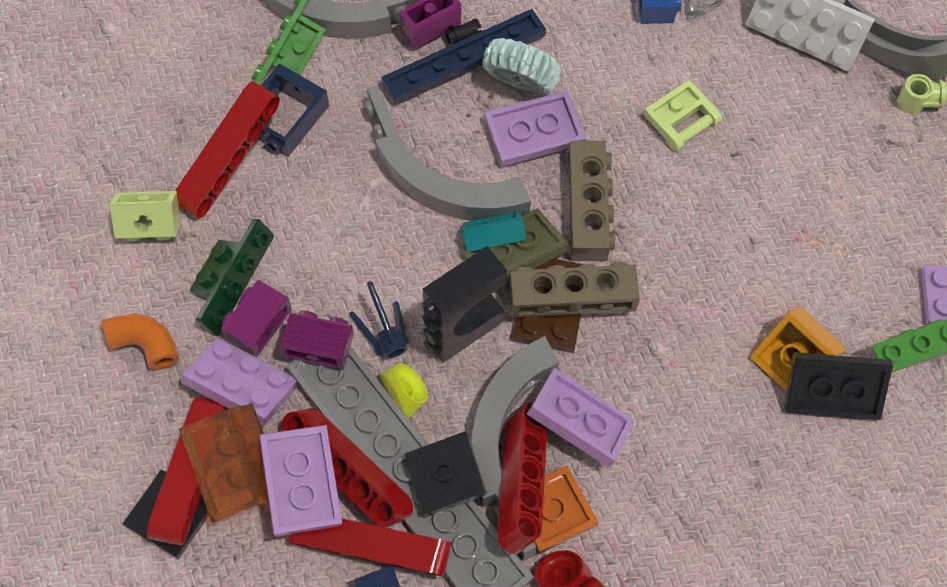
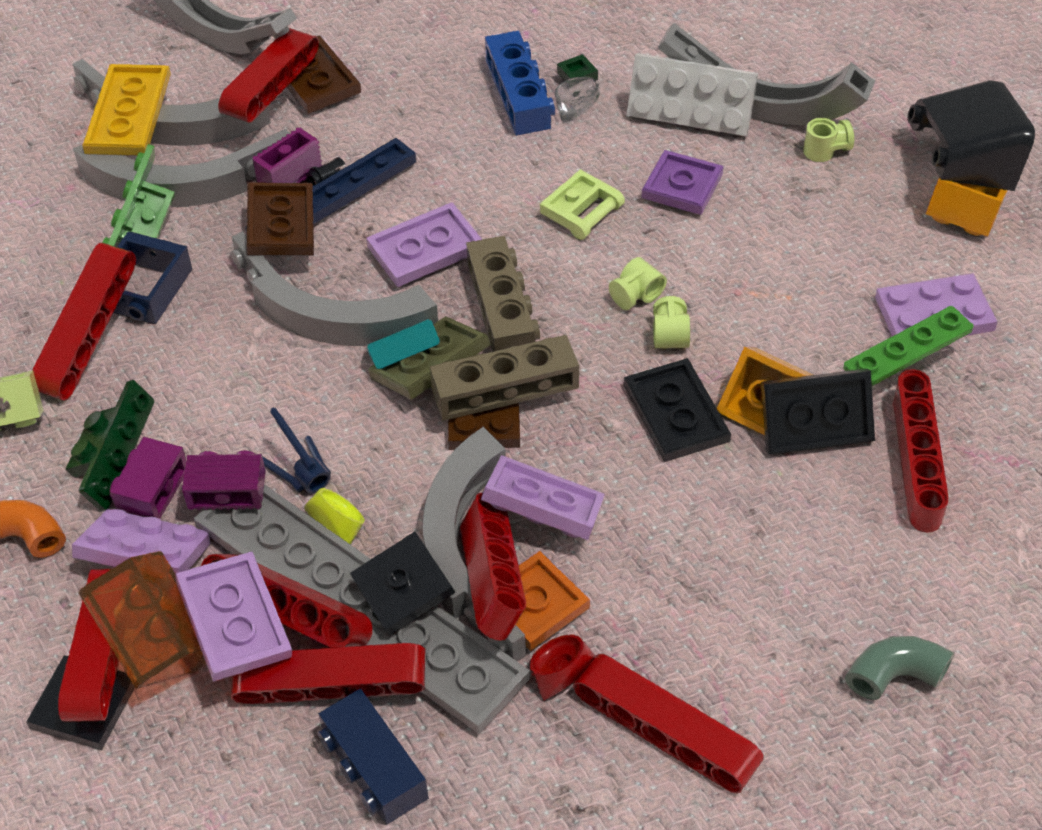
camera: 10 degrees left, 15 degrees down
(412, 79) = (280, 219): none -> reddish brown tile
(461, 304) = (364, 386): black arch -> none
(521, 66) = (396, 183): light aqua gear -> none
(712, 212) = (637, 282): none -> yellowish green piece
(716, 348) = (676, 409): none -> black tile
(731, 263) = (671, 323): none -> yellowish green piece
(778, 111) = (682, 182): none -> medium lavender plate
(908, 451) = (920, 451): none -> red beam

